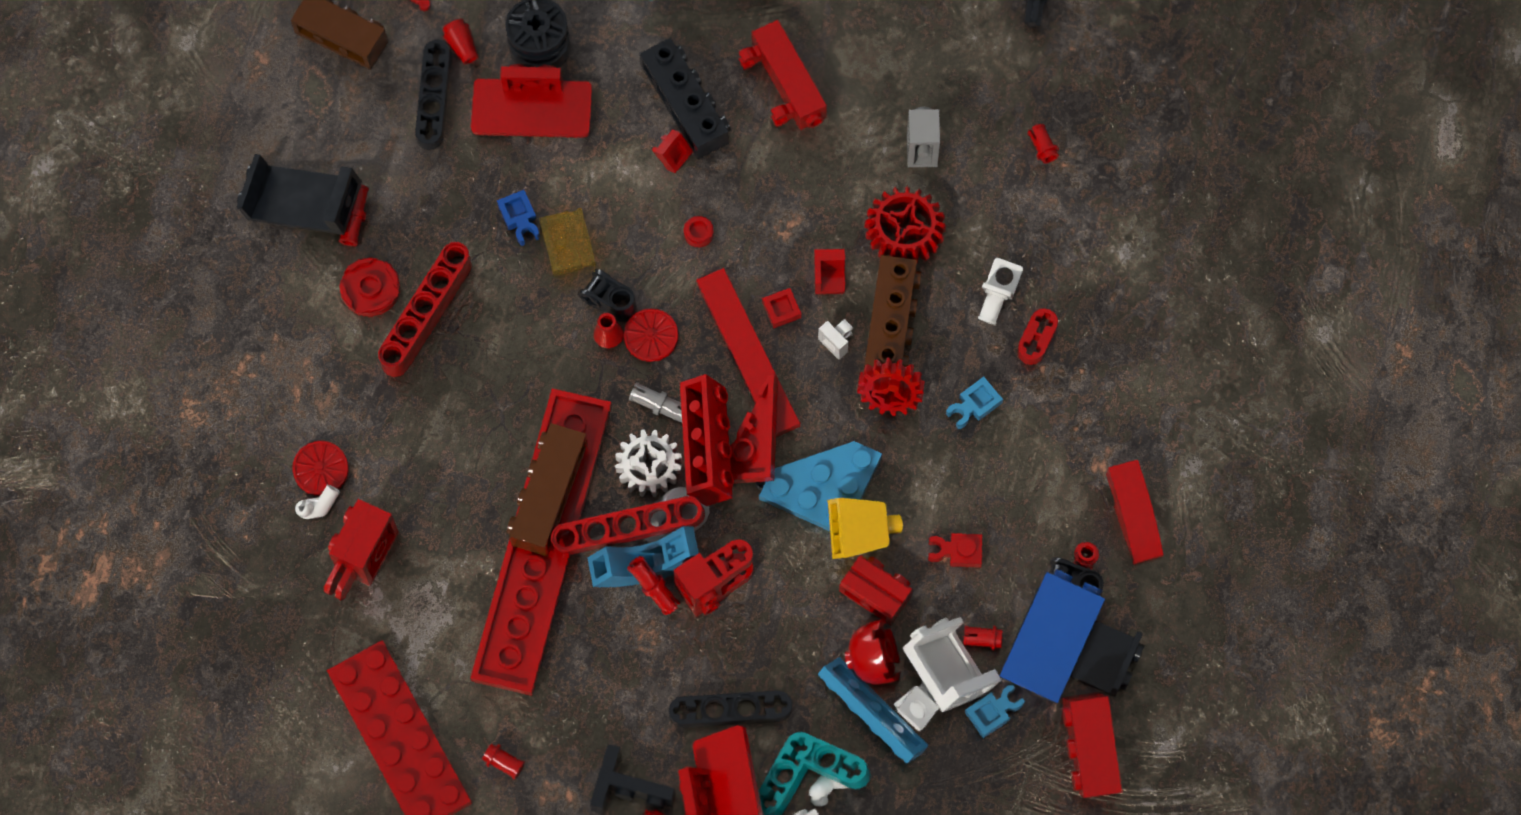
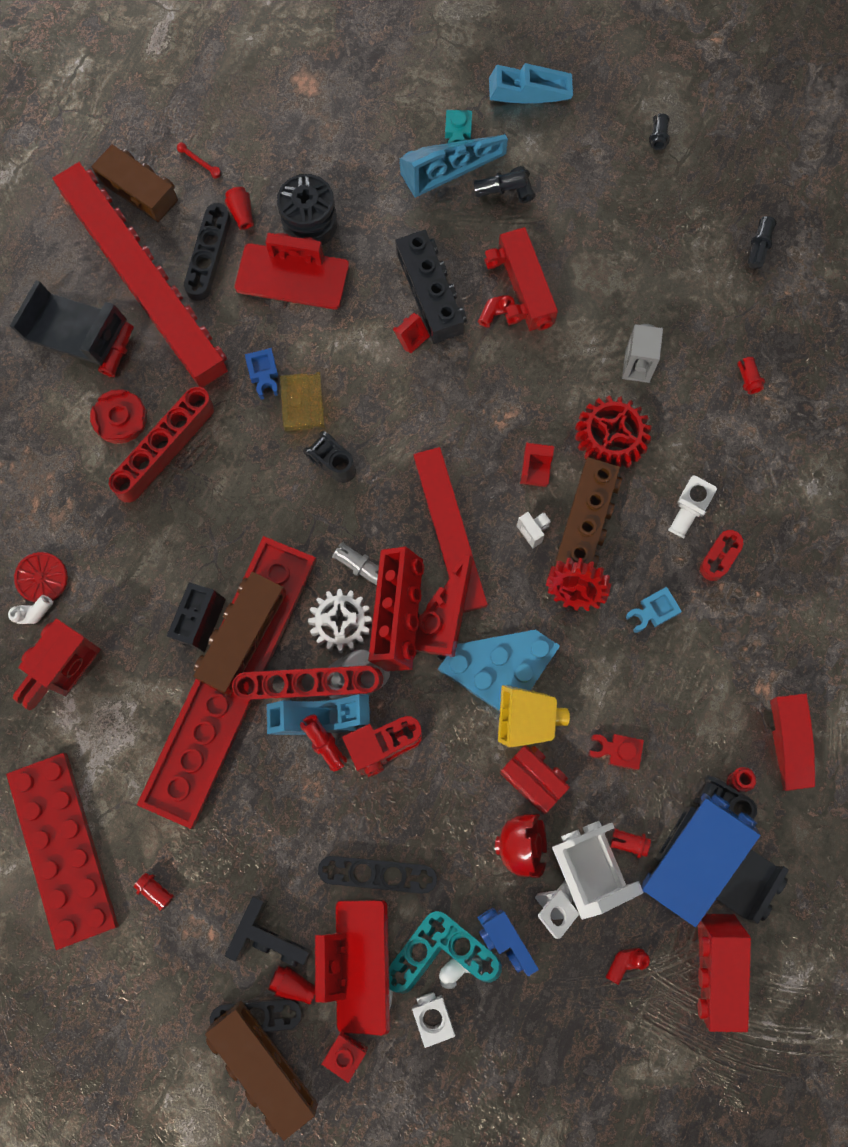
camera: 10 degrees right, 5 degrees up
(365, 130) = (140, 275): none -> red brick
(496, 481) = (196, 616): none -> black hinge
(608, 331) = (324, 490): red cone -> none
(650, 335) = (363, 499): red wheel -> none
(698, 231) = (423, 410): red tile -> none
(757, 110) = (494, 307): none -> red arm
(781, 308) = (487, 492): red plate -> none
(866, 739) = (501, 935): none -> blue plate
(873, 710) = (513, 901): dark azure plate -> none
(991, 713) = (627, 921): dark azure plate -> none
(996, 751) = (627, 960): none -> red arm

